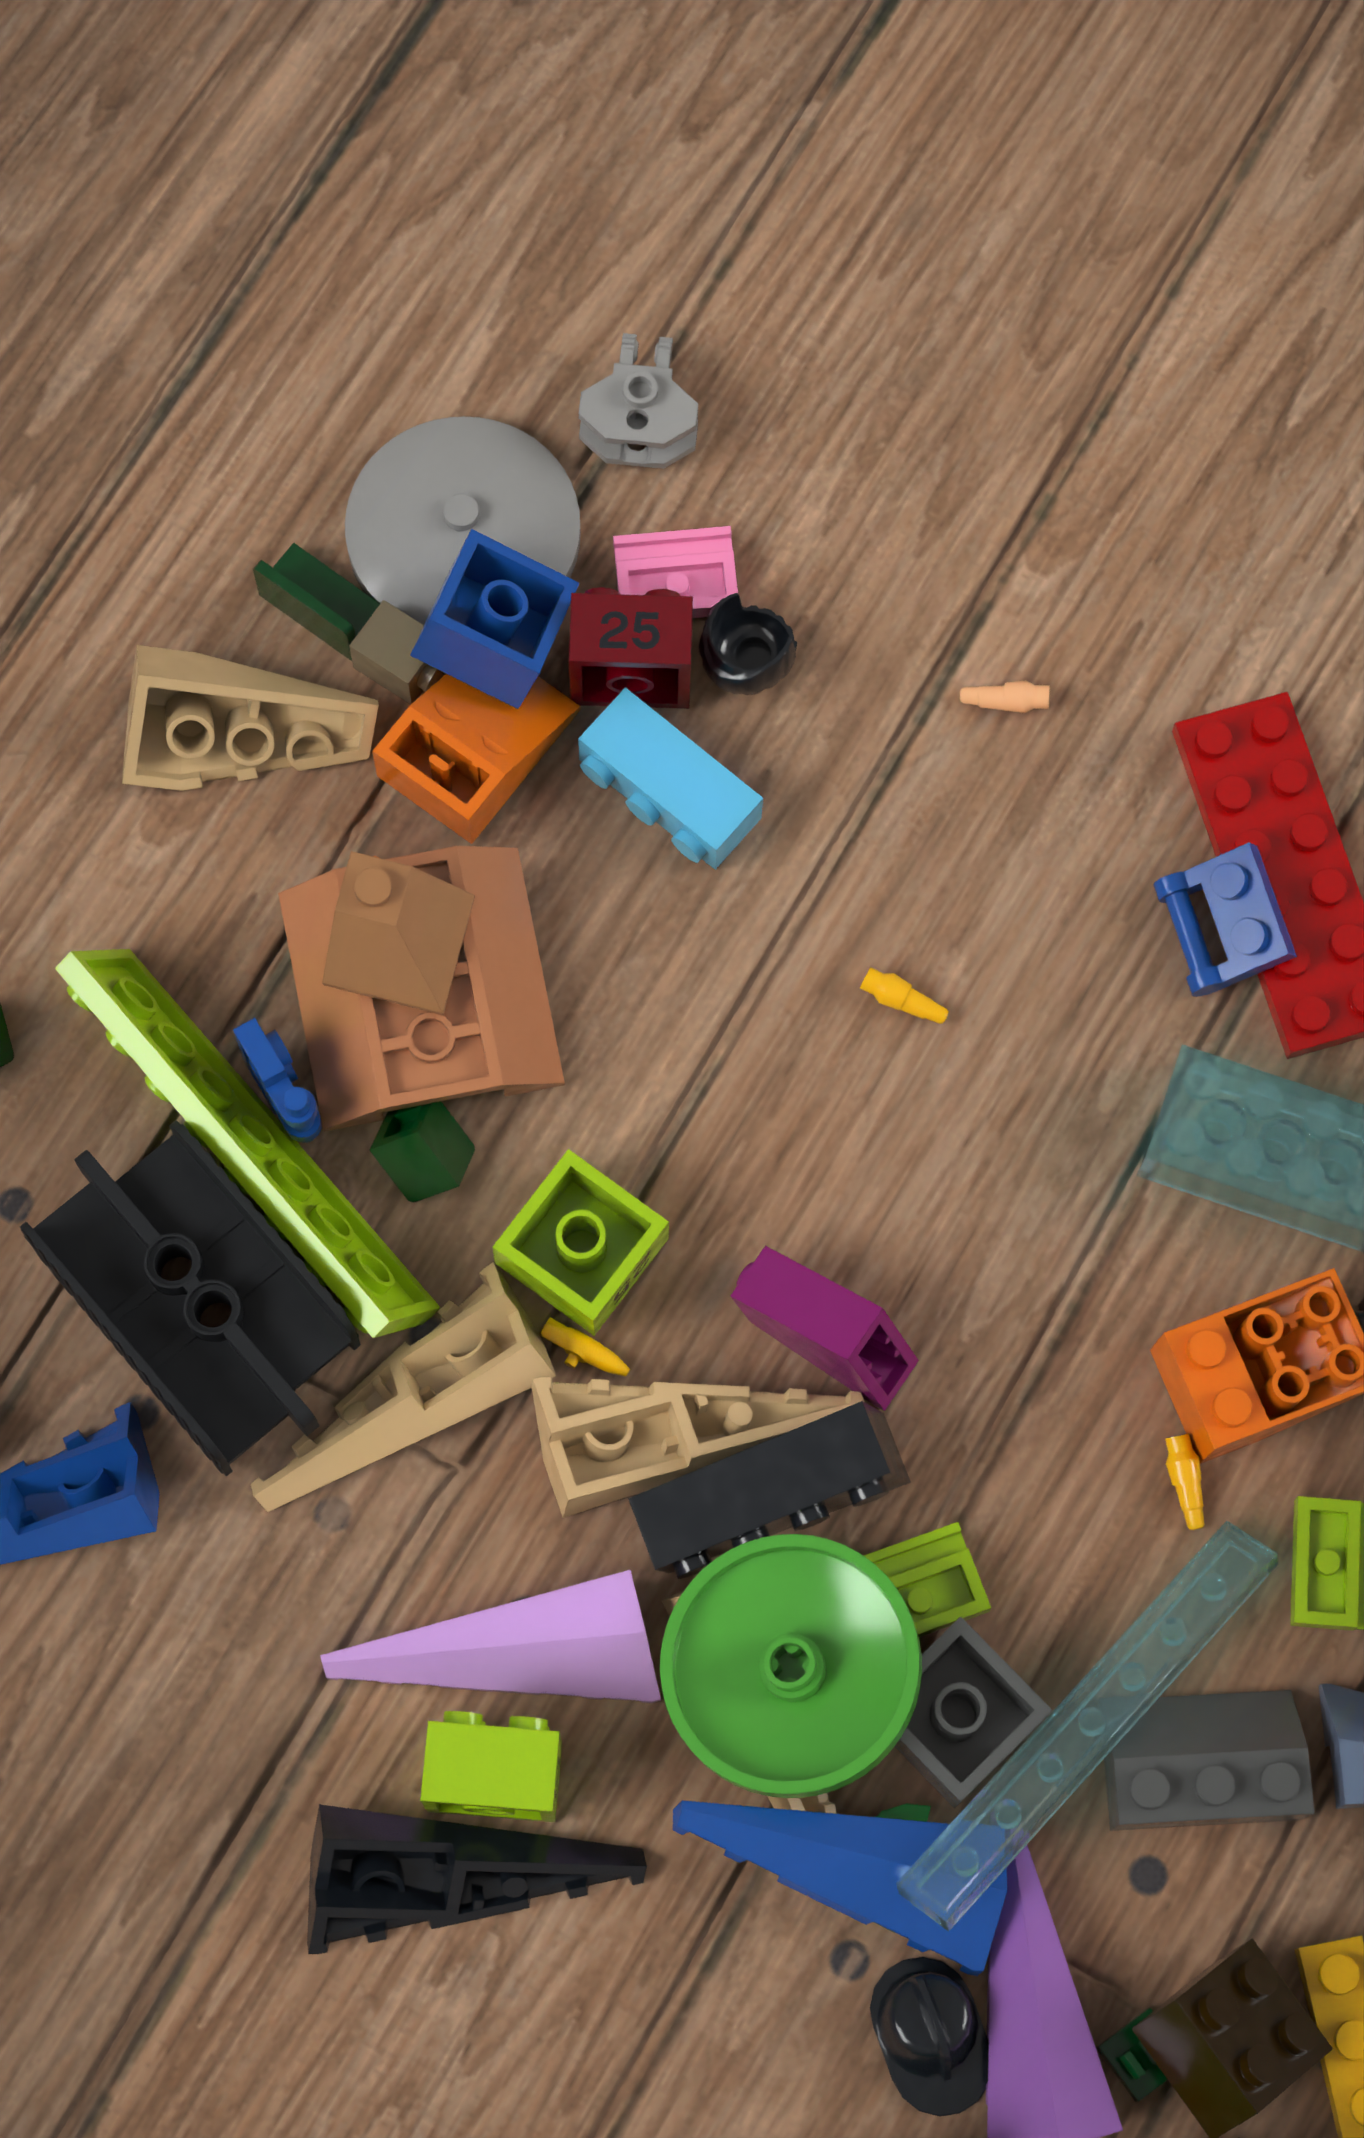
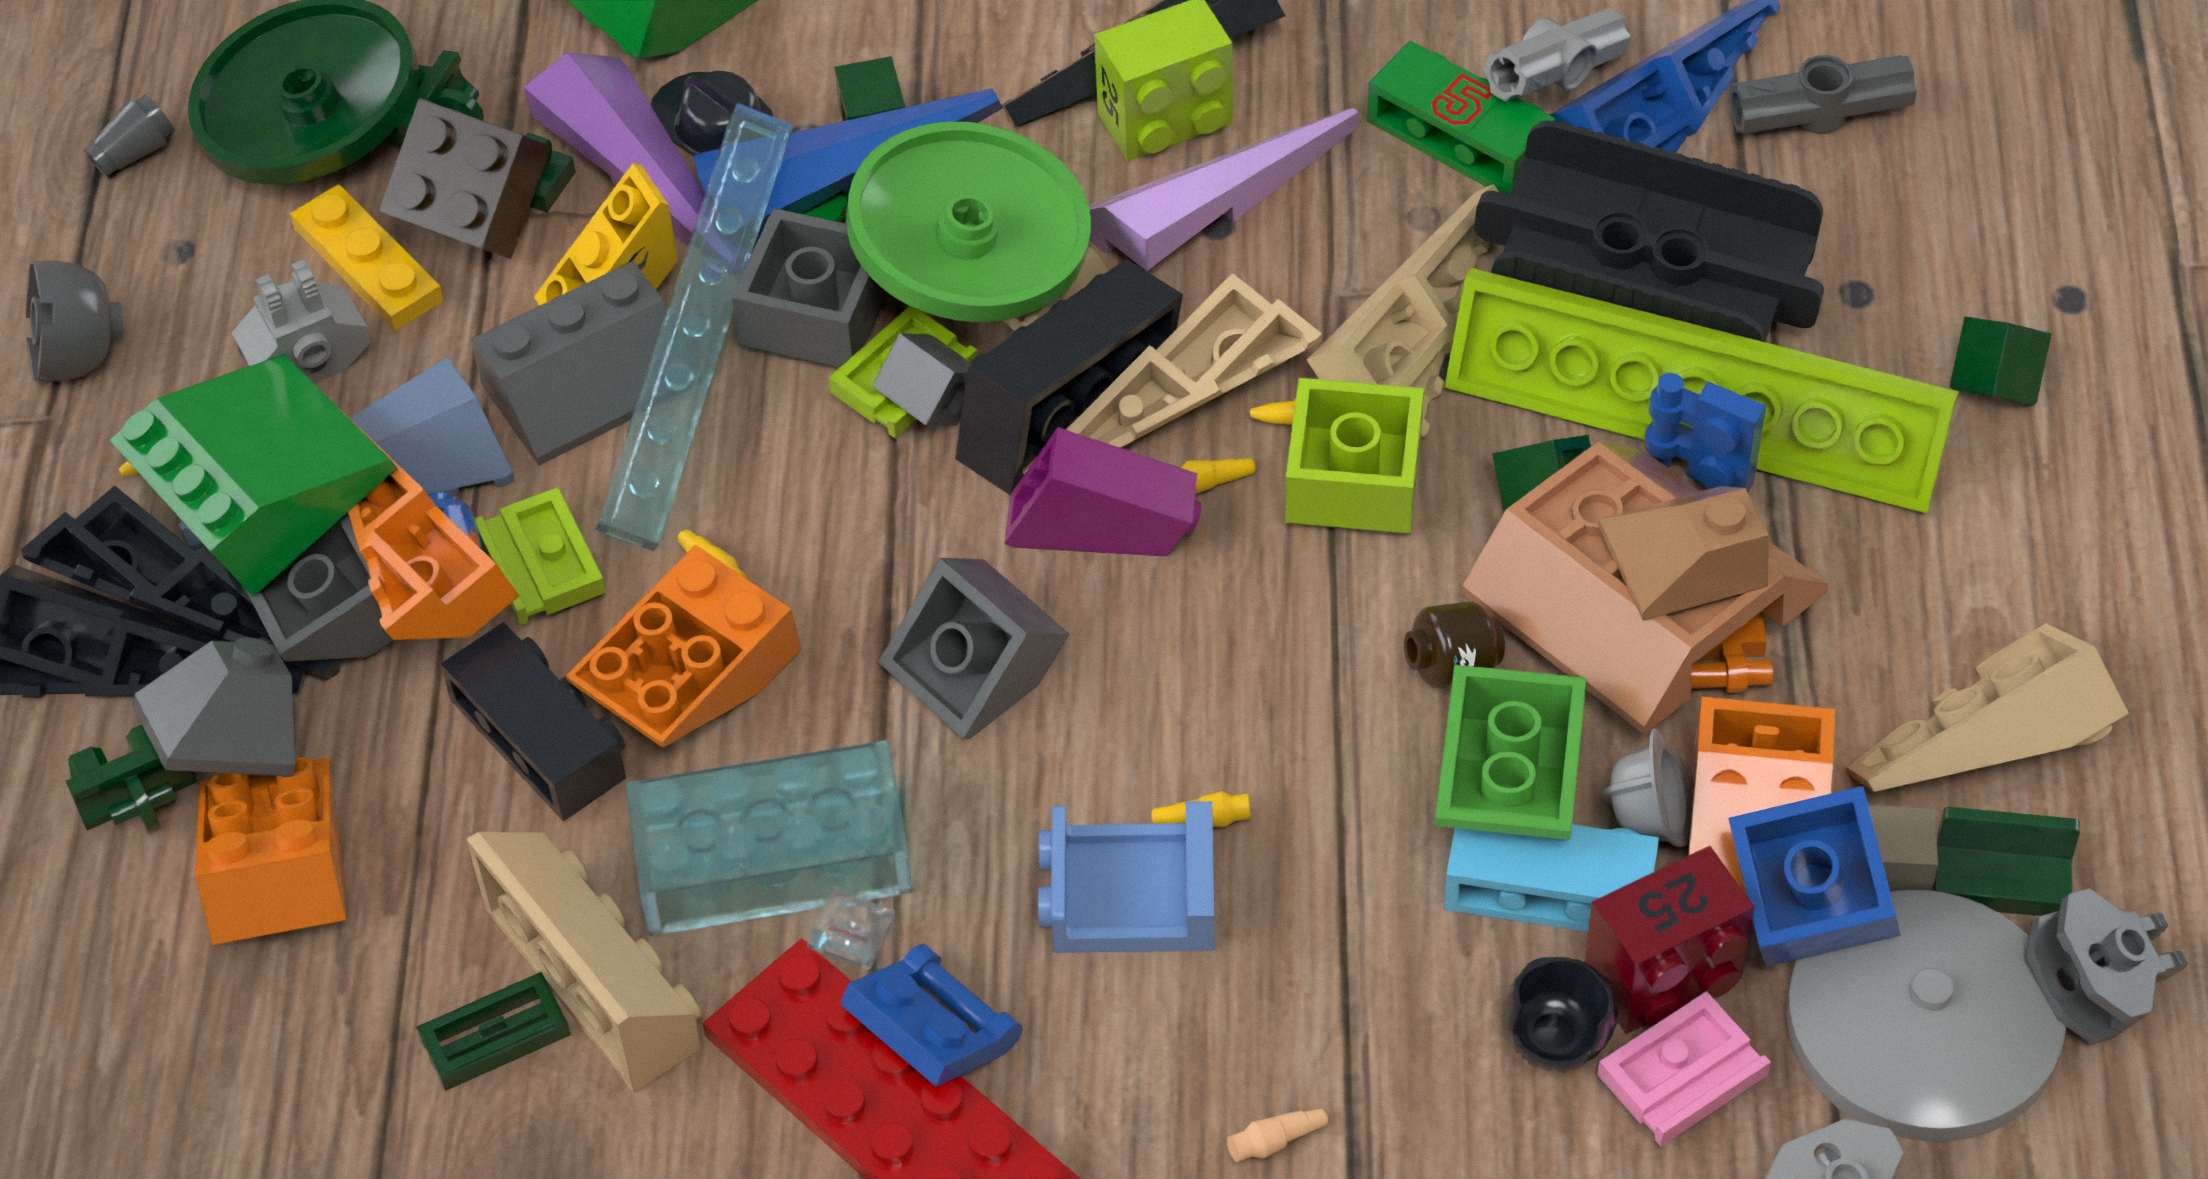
camera: 155 degrees right, 20 degrees down
(106, 1584) = (1556, 54): none -> light grey piece
(232, 1585) = (1452, 116): none -> green brick
(310, 469) = (2103, 964): none -> dark grey hinge
(555, 790) = (1652, 792): none -> light grey piece
(612, 1021) = (1450, 637): none -> dark brown head
(651, 861) = (1511, 752): none -> bright green slope
(709, 1327) = (1218, 471): none -> yellow piece
(778, 1934) = (868, 88): none -> dark green panel
(906, 1541) = (924, 379): none -> panel
(999, 961) = (1129, 884): none -> medium blue panel
(1008, 1248) = (971, 645): none -> dark grey slope
(1136, 1860) = (626, 228): none -> yellow slope
(1248, 1032) = (851, 929): none -> clear plate

